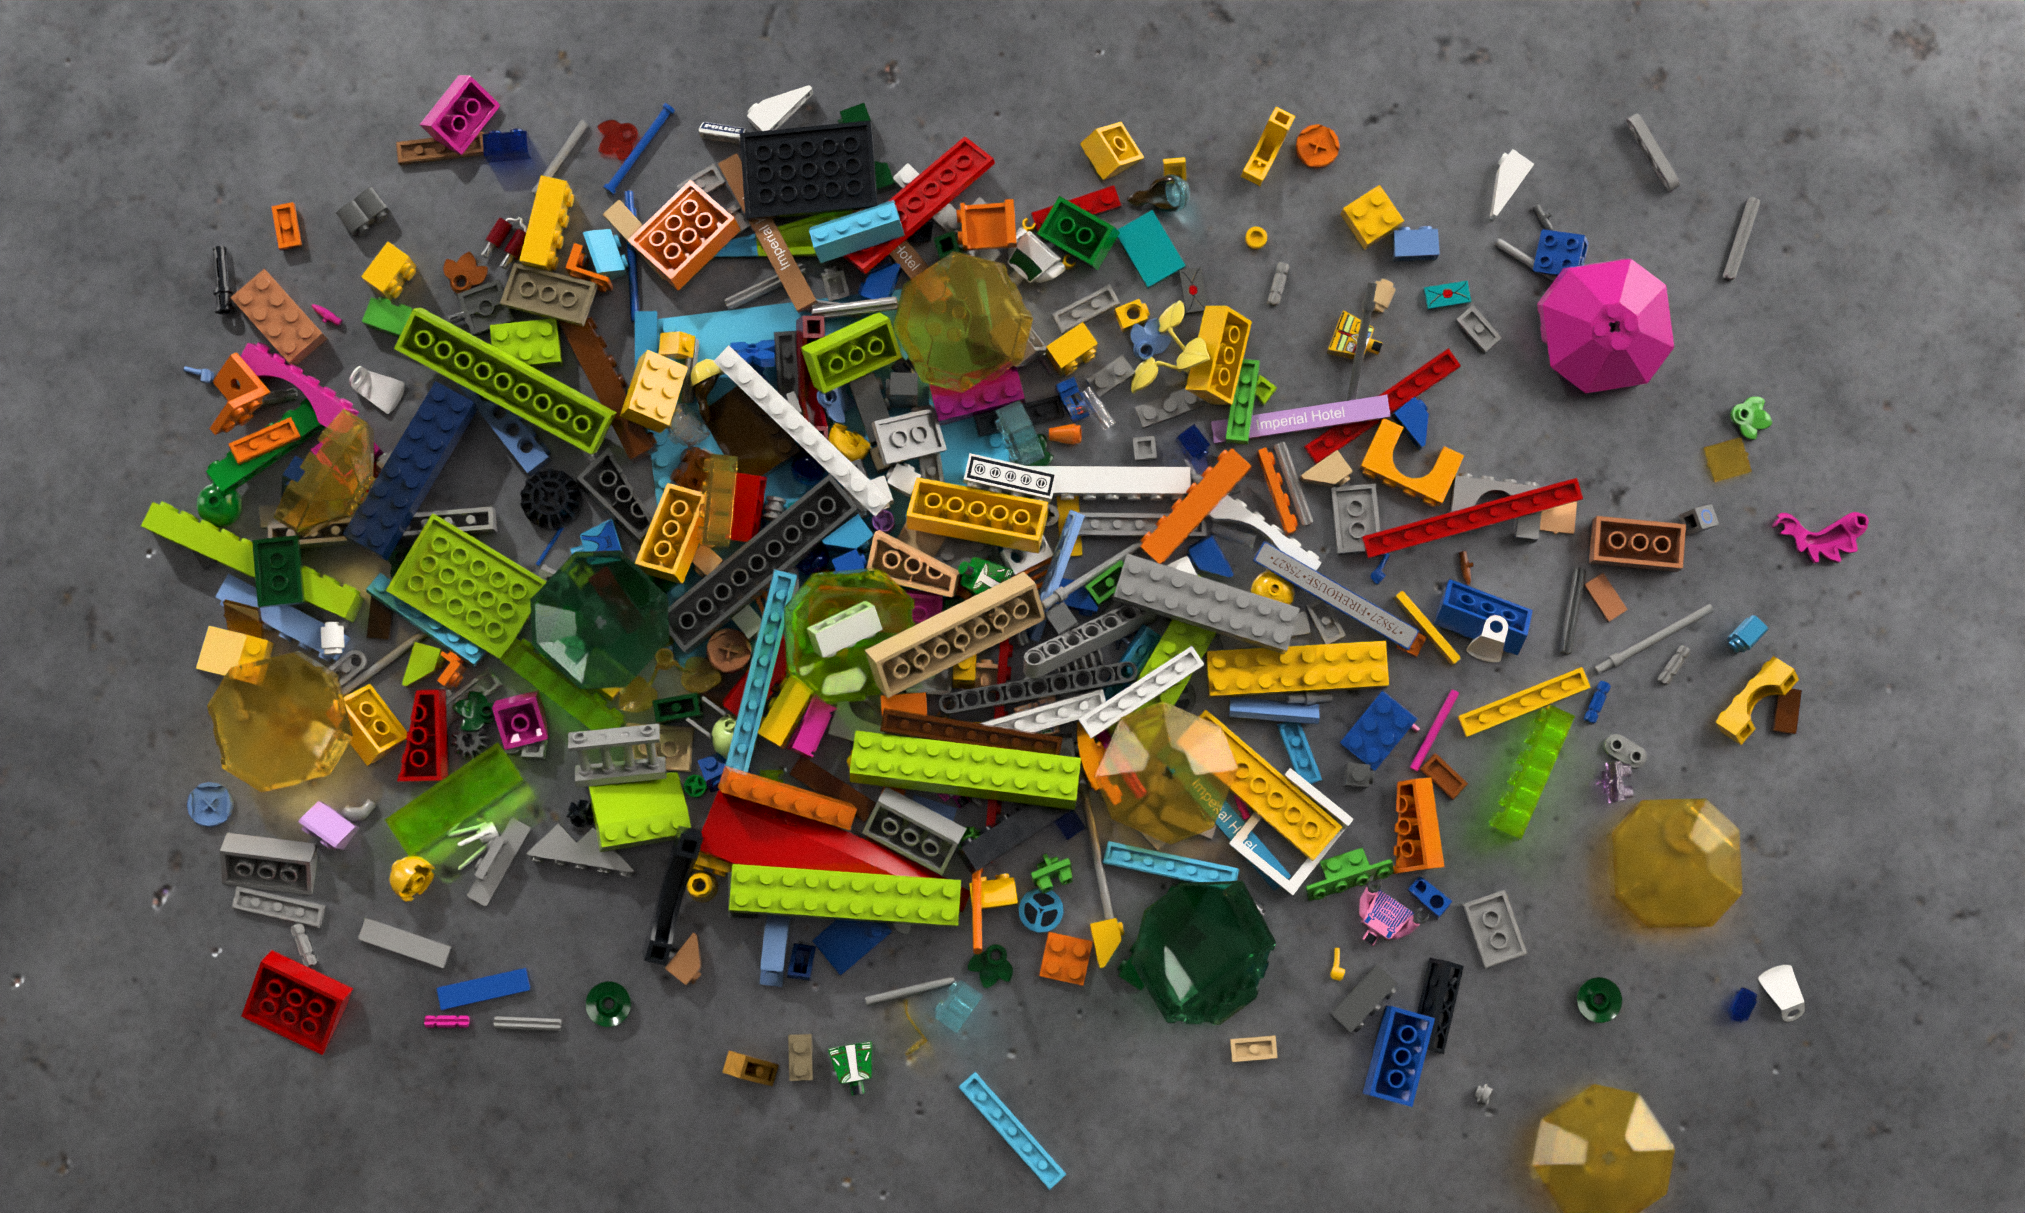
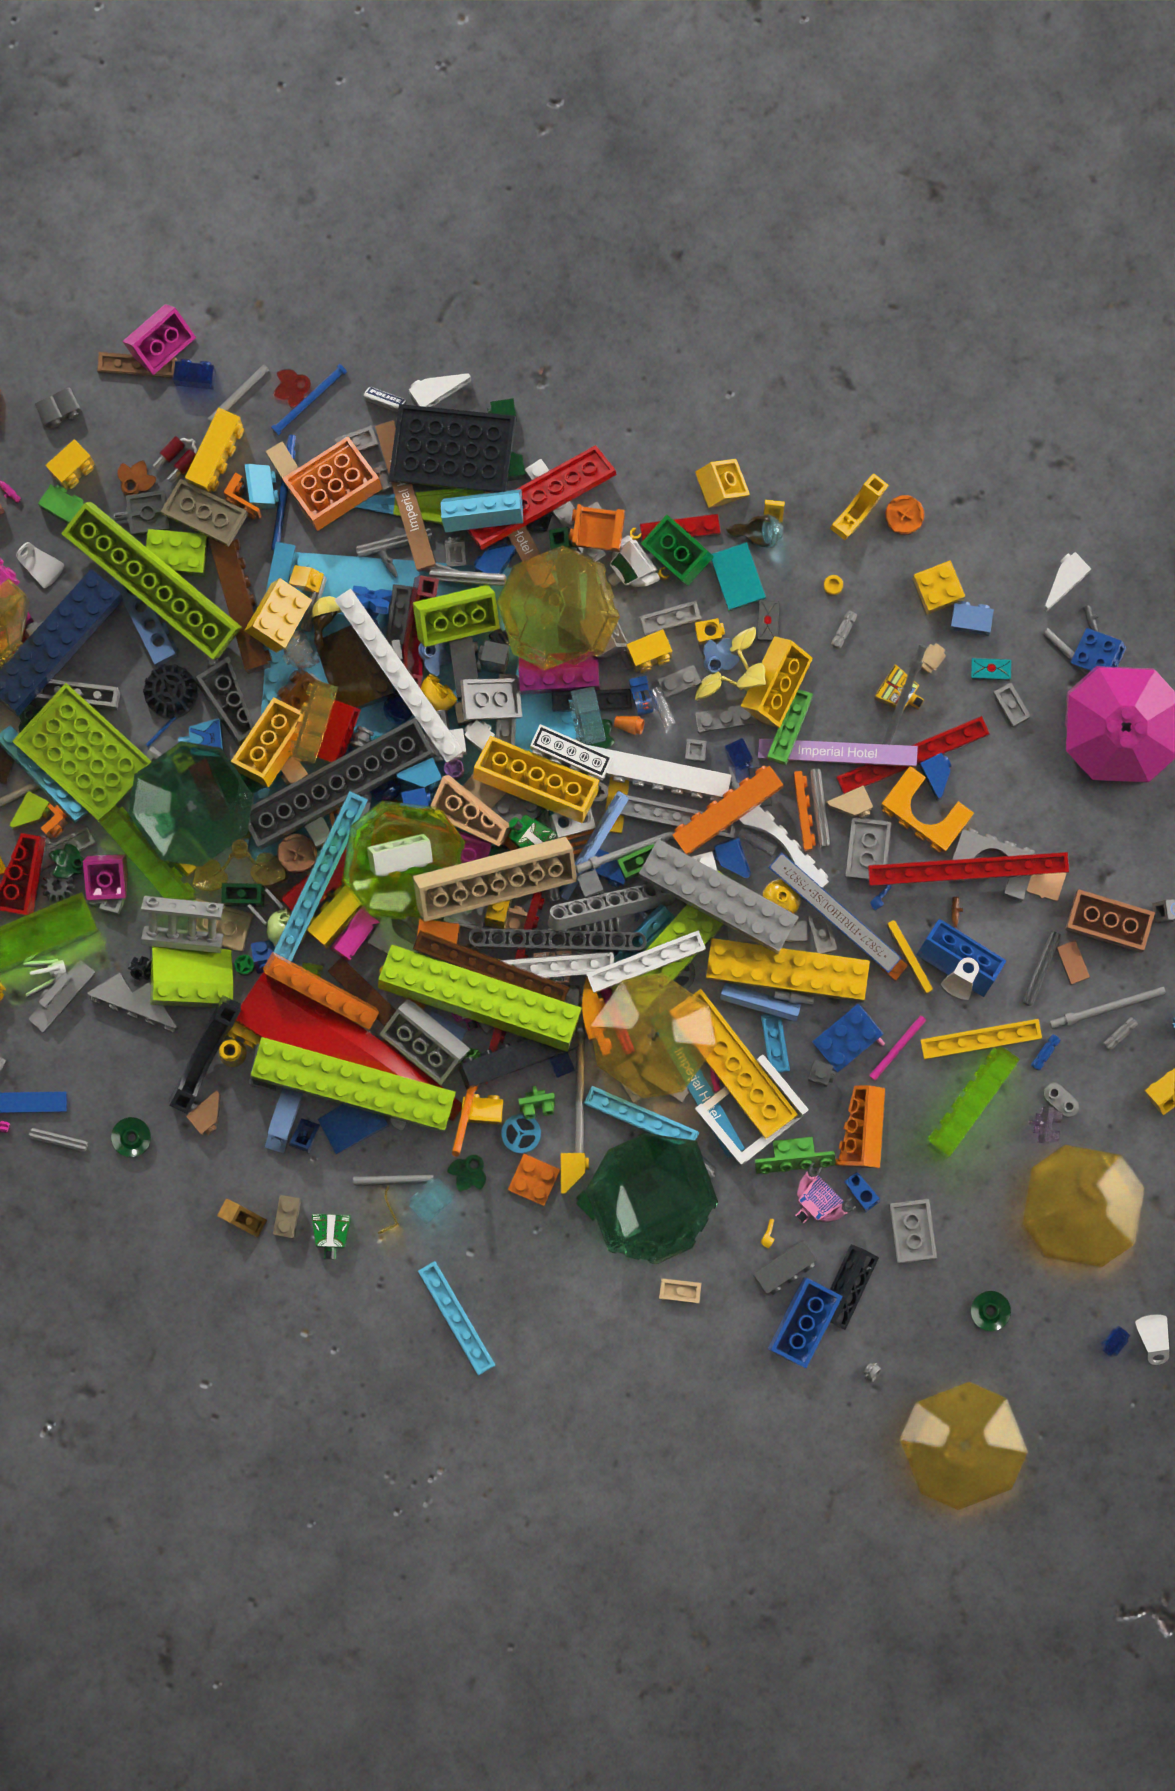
camera: 20 degrees right, 0 degrees up
(763, 310) = (388, 562): none -> dark grey helmet
(1264, 390) = (812, 720): lime tile -> none
(1443, 776) = (897, 1089): dark orange tile -> none

